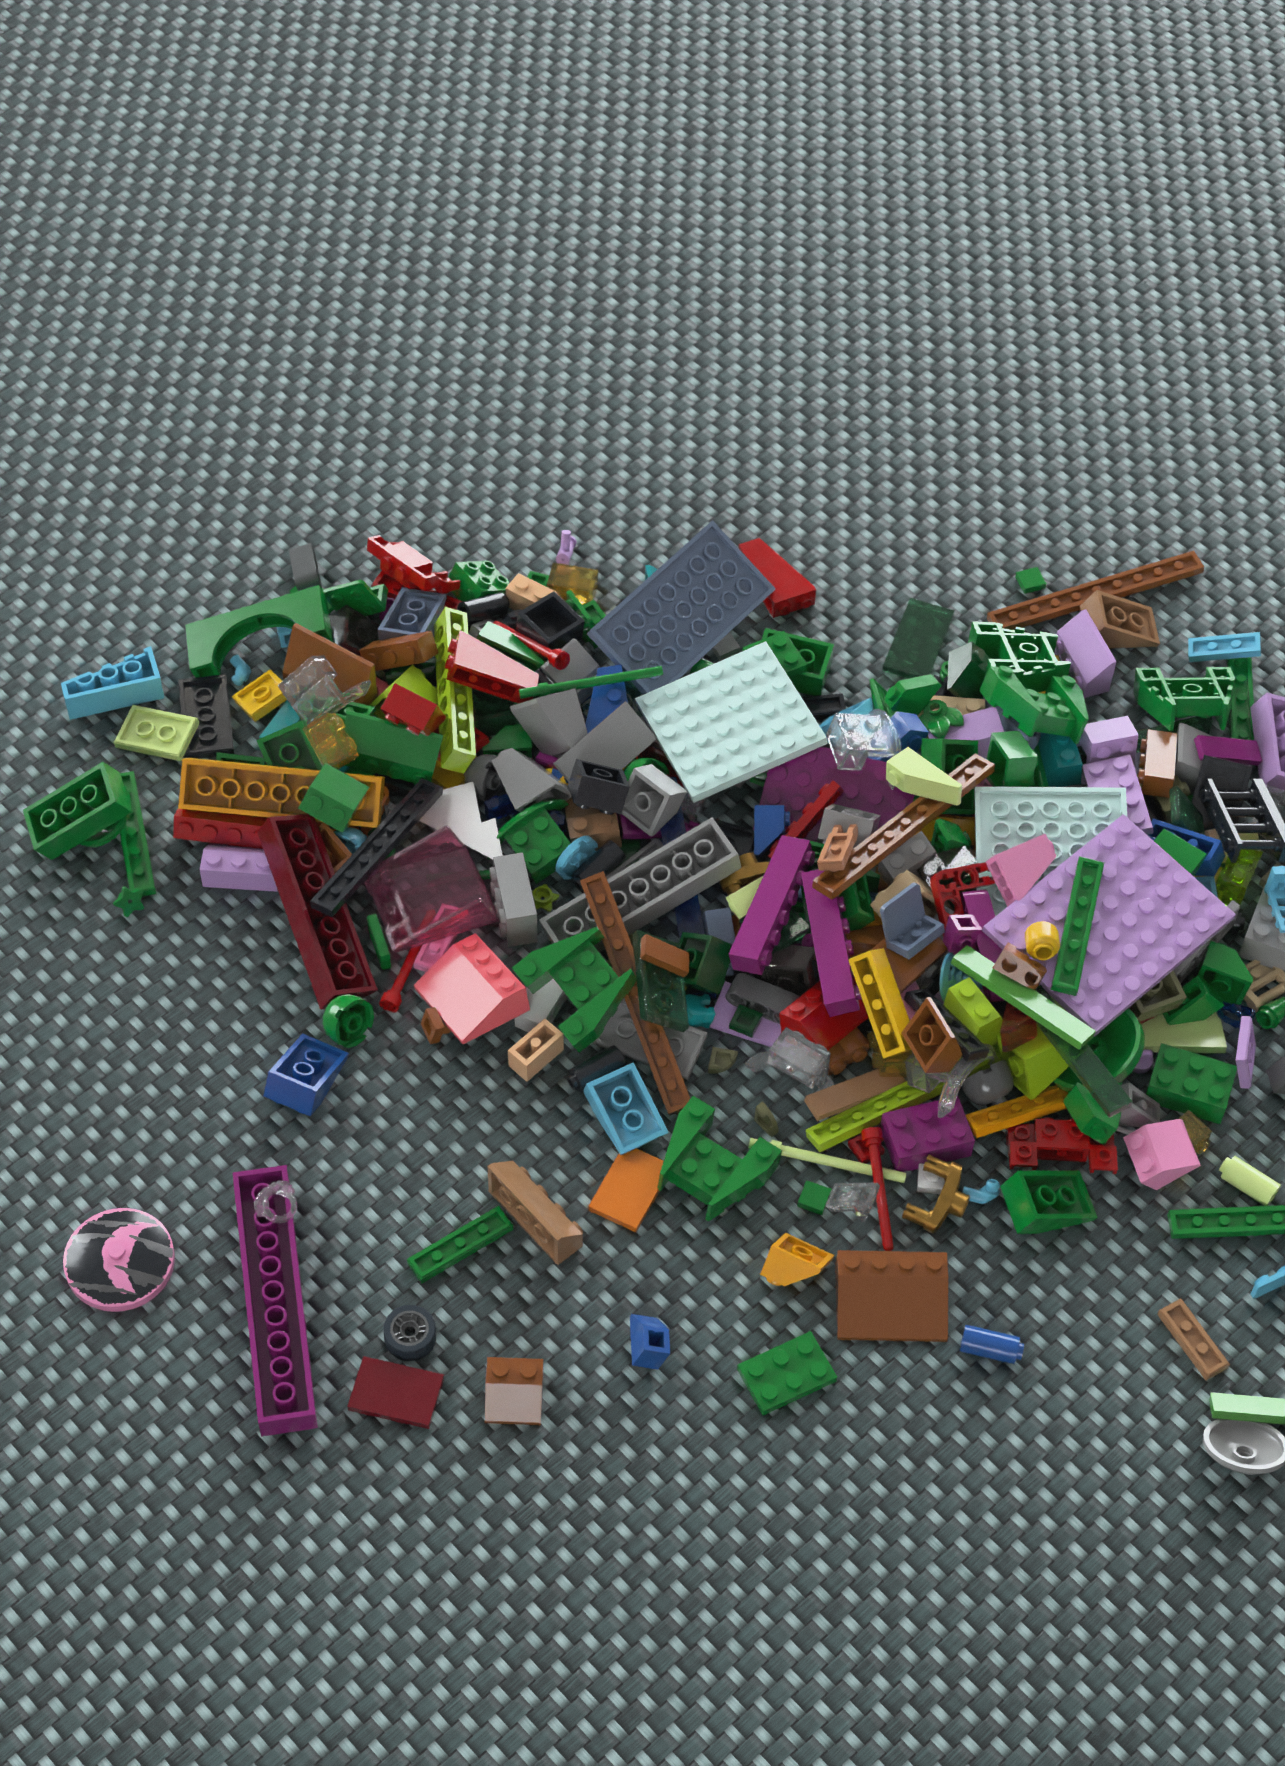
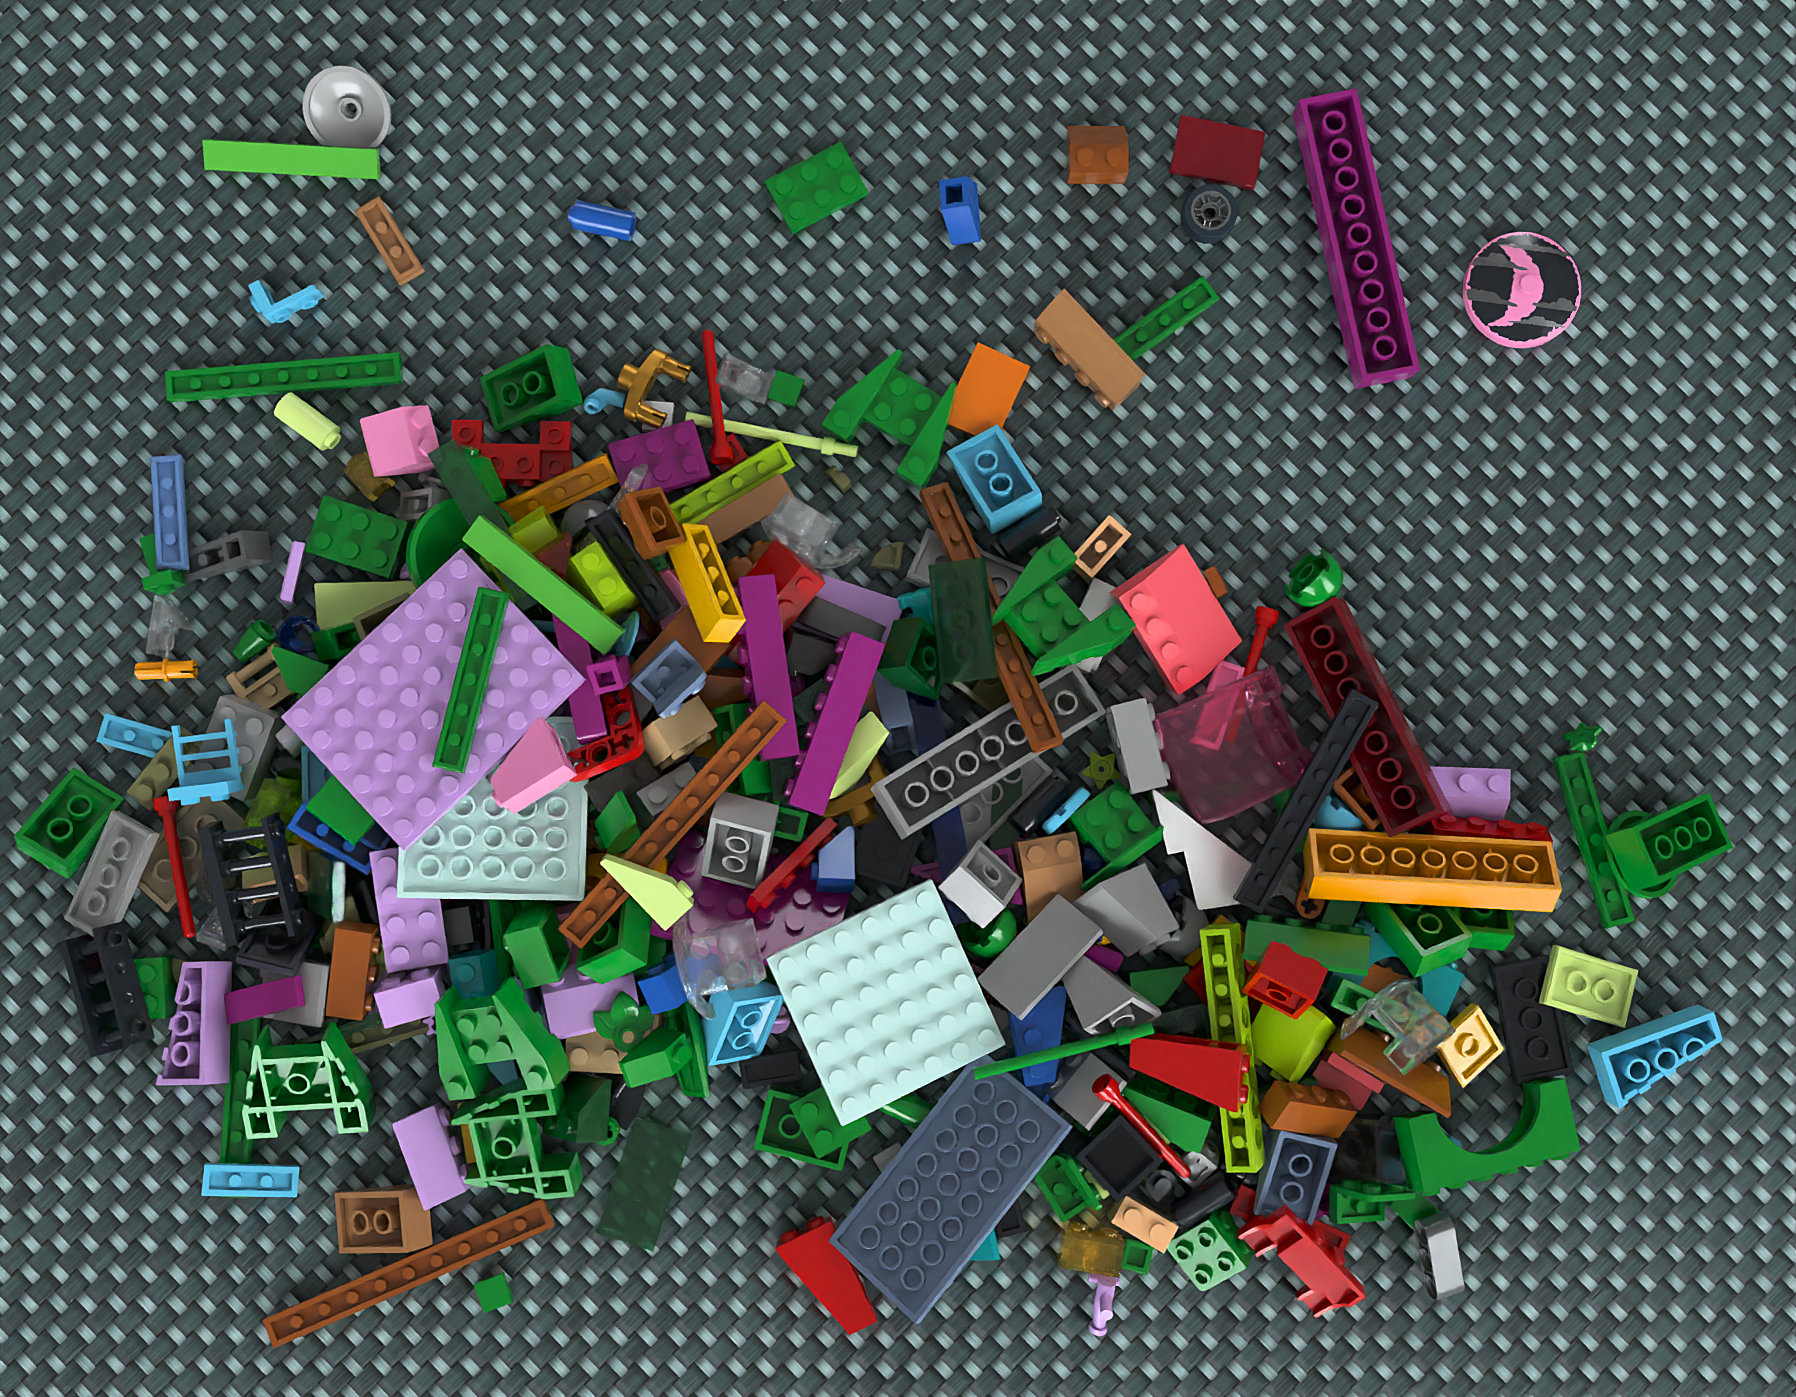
camera: 175 degrees right, 30 degrees up
(242, 670) = (1496, 1089): medium azure arm -> none
(262, 1204) = (1361, 342): clear piece -> none
(304, 1074) = (1352, 515): blue slope -> none
(331, 740) = (1381, 933): clear yellow brick -> none
(334, 797) = (1369, 845): green slope -> none
(378, 942) = (1290, 697): green tile -> none
(598, 787) = (1046, 890): black brick -> none
(664, 955) = (959, 648): dark orange tile -> none
(745, 1021) = (862, 600): dark green tile -> none
(793, 1261) = (805, 306): light orange slope -> none
(837, 848) = (755, 767): nougat hinge -> none
(892, 1295) = (705, 273): dark orange slope -> none
(1020, 967) = (545, 618): leg -> none
(1042, 940) = (515, 647): yellow head -> none

